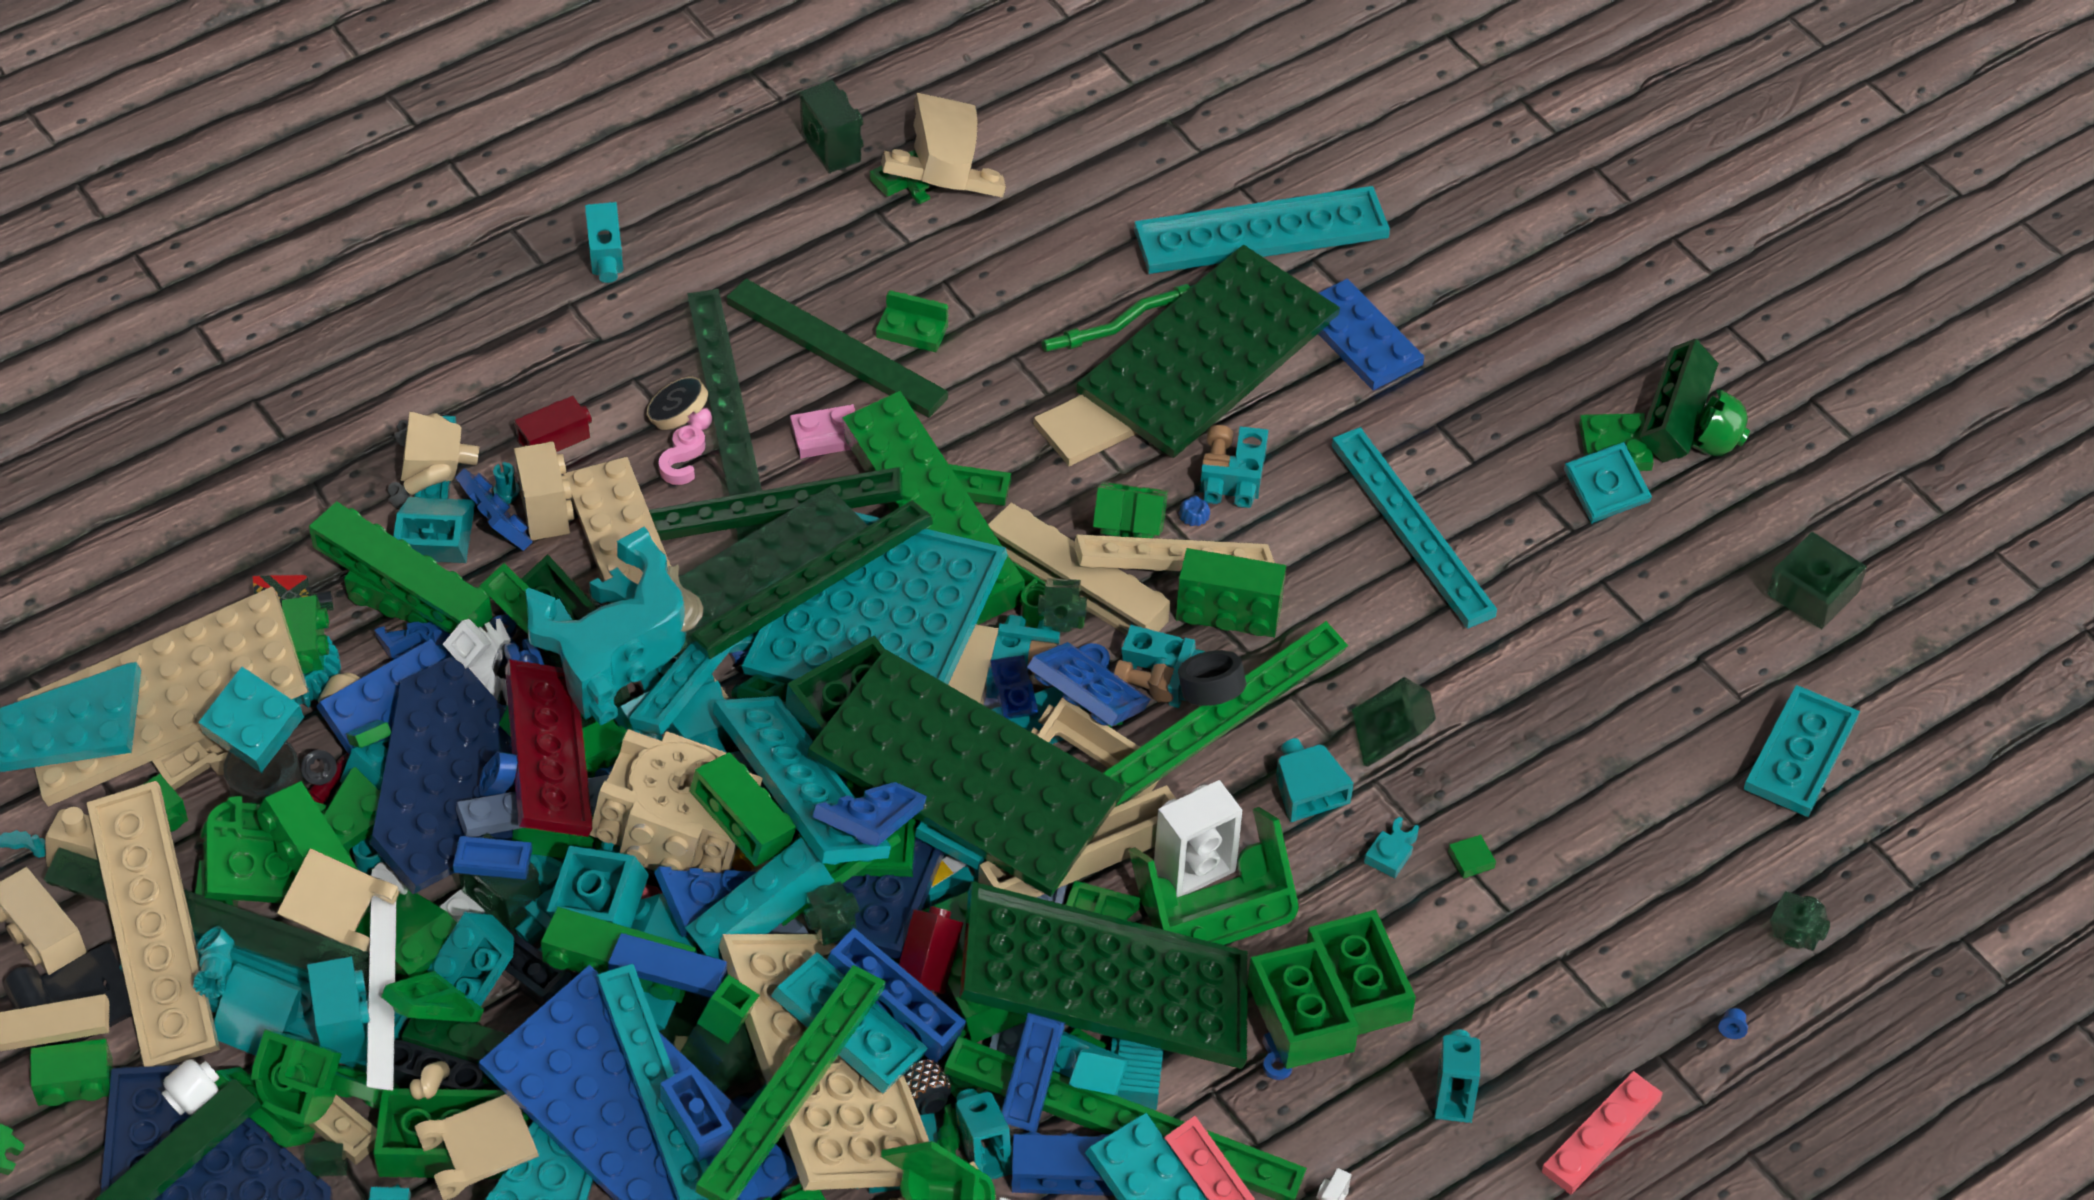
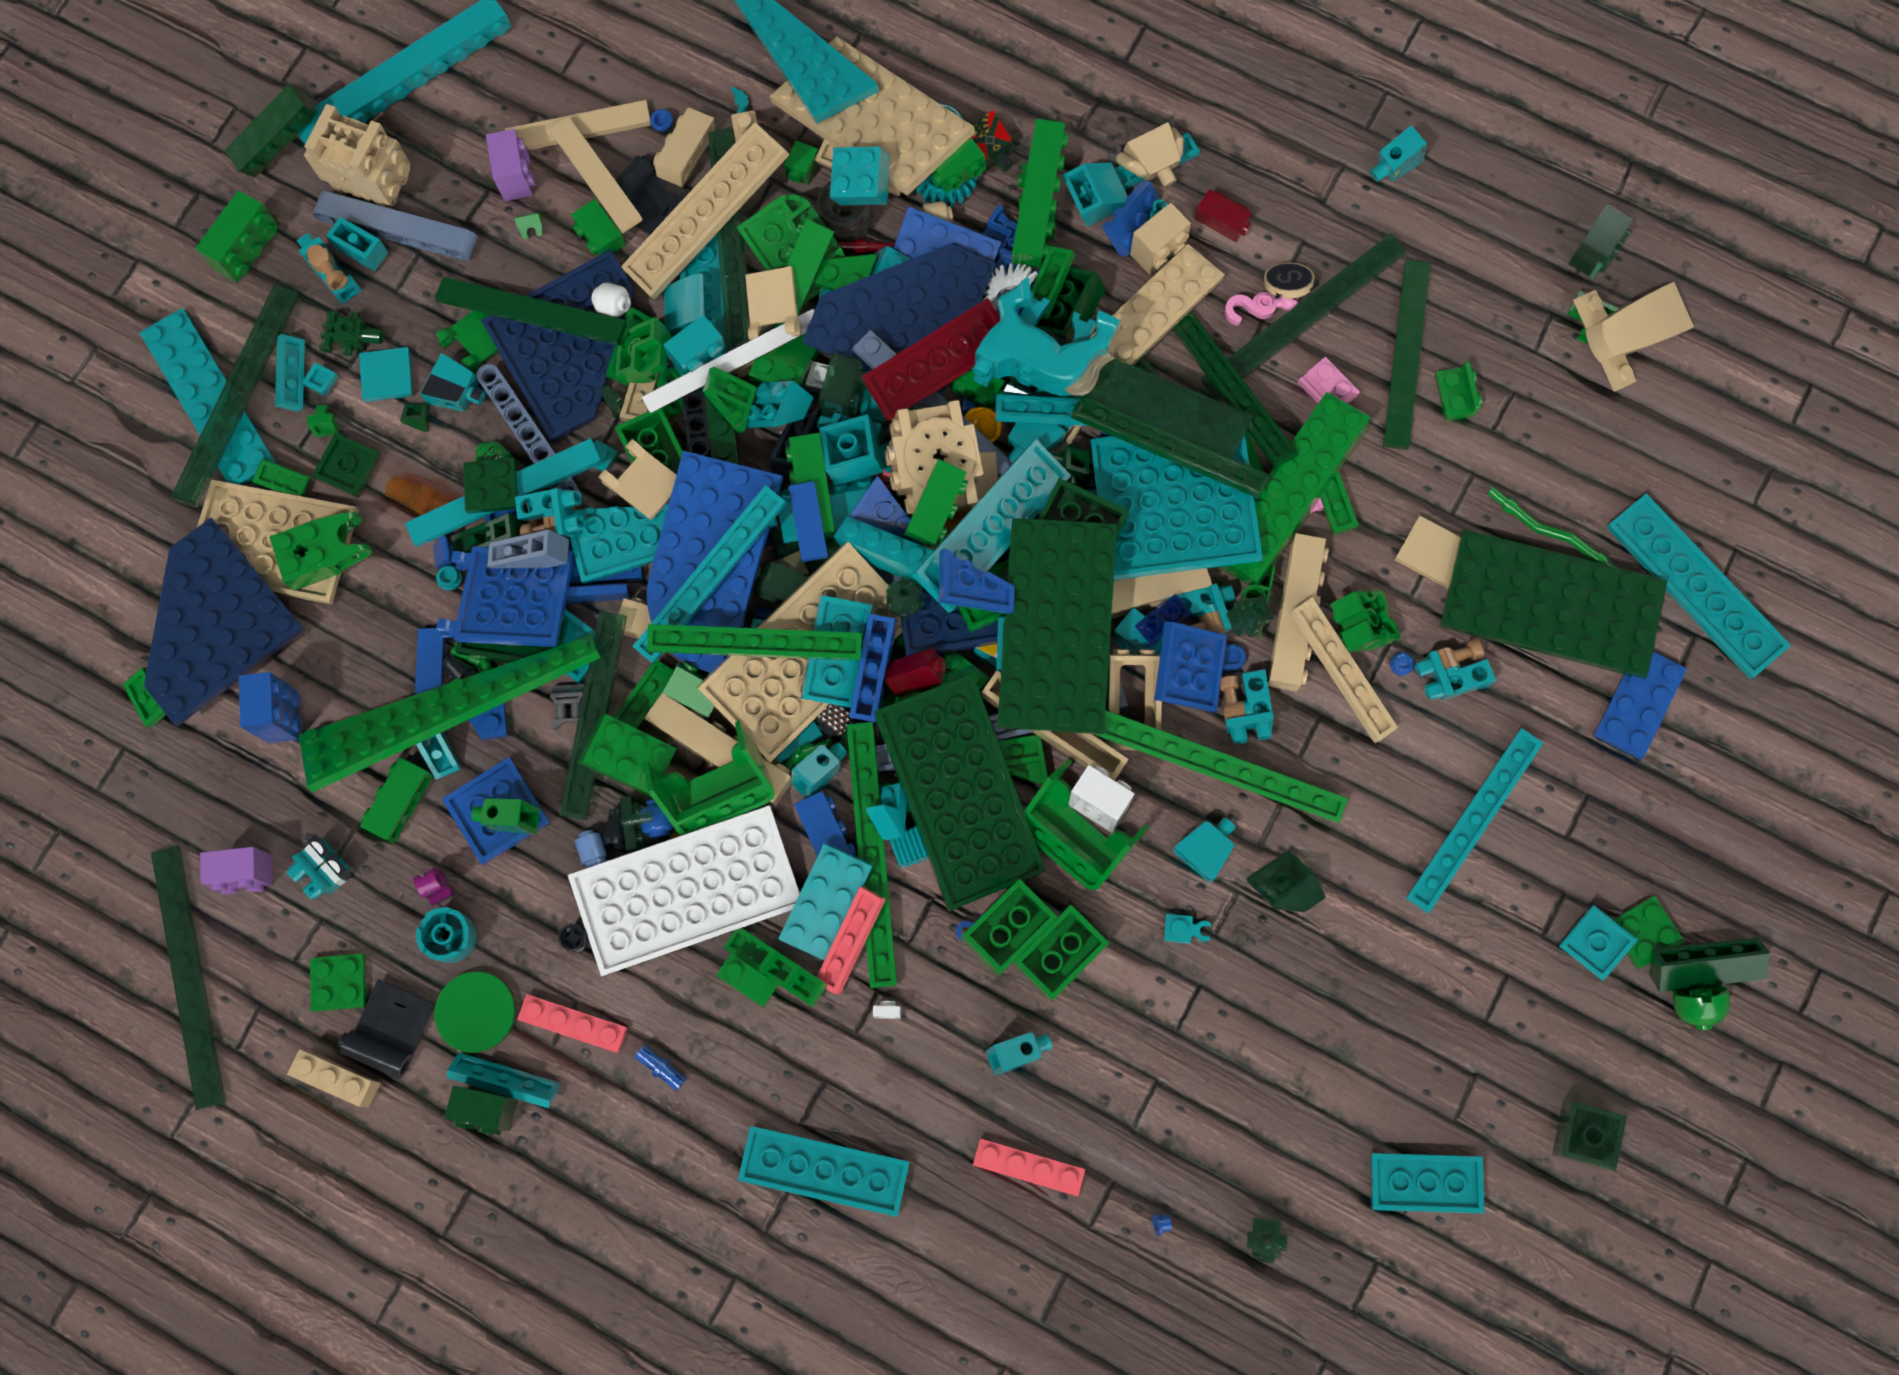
camera: 70 degrees right, 25 degrees up
(214, 962) = (704, 255): teal connector -> none
(324, 772) = (874, 233): black cone -> none
(368, 733) = (901, 248): green tile -> none
(430, 1080) = (674, 429): tan arm -> none
(467, 643) = (1002, 265): white plate -> none
(492, 857) = (841, 374): blue tile -> none
(498, 774) = (902, 342): blue beam -> none
(695, 1112) = (700, 596): blue brick -> none
(728, 1009) = (787, 575): green brick -> none
(1032, 1071) = (863, 781): blue tile -> none
(1212, 677) = (1247, 733): black tyre -> none
(1230, 592) = (1330, 723): green brick -> none
(1472, 856) = (1206, 986): green tile -> none

